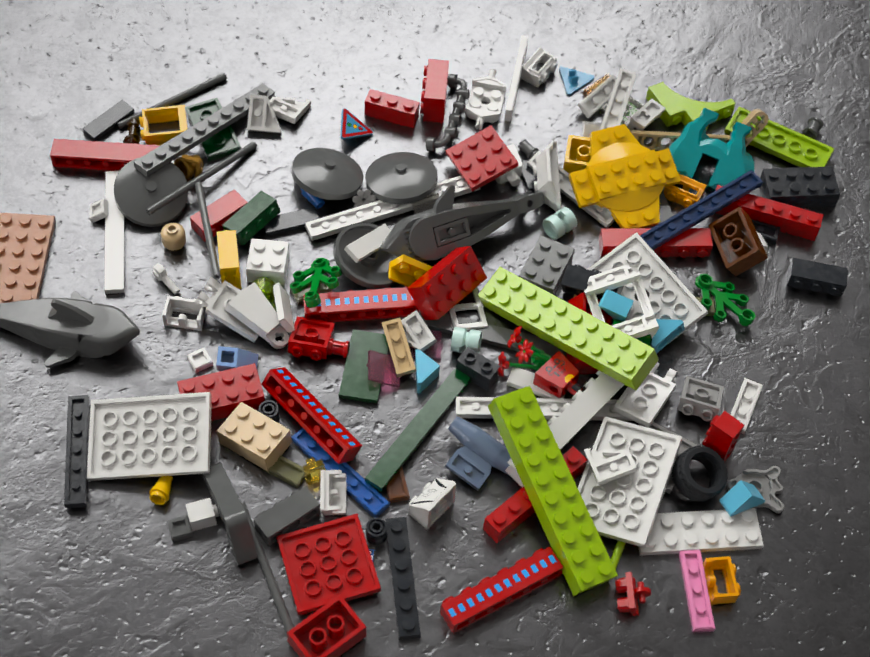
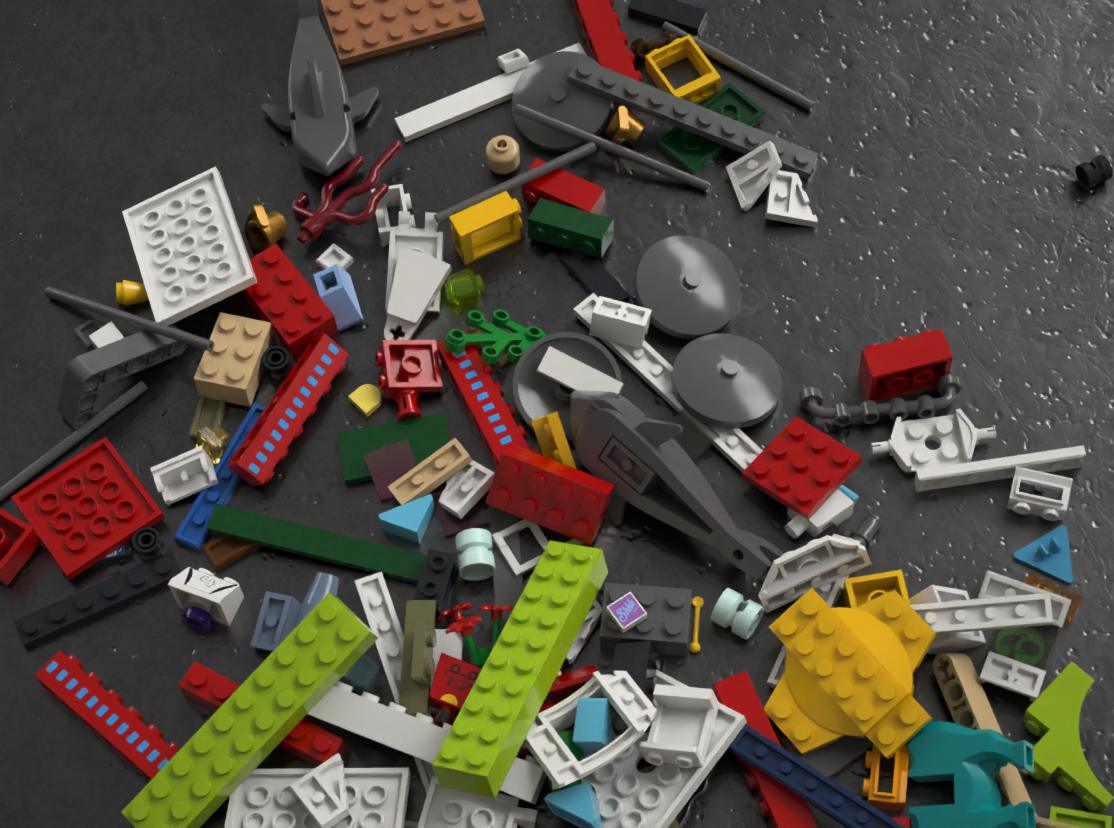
camera: 80 degrees right, 5 degrees up
(76, 452) = (112, 203): black plate -> none
(154, 386) = (264, 229): none -> pearl gold piece
(161, 274) = (442, 167): white bar -> none
(166, 352) = (329, 211): none -> dark red plant
(190, 491) = (130, 319): none -> dark grey piece
(268, 260) = (509, 274): white brick -> none
(283, 308) = (435, 317): white tile -> none
(287, 515) = (137, 436): dark grey brick -> none
(319, 371) = (366, 399): none -> light yellow tile
(339, 211) = (620, 322): none -> white hinge
(352, 127) = (791, 288): piece -> none
(363, 198) = (667, 347): light grey plant -> none
(391, 108) = (848, 323): red brick -> none
(444, 516) = (198, 618): none -> dark purple tile
(540, 384) = (417, 656): none -> olive bracket
(547, 267) = (626, 612): none -> tile
(637, 259) = (681, 726): none -> white panel

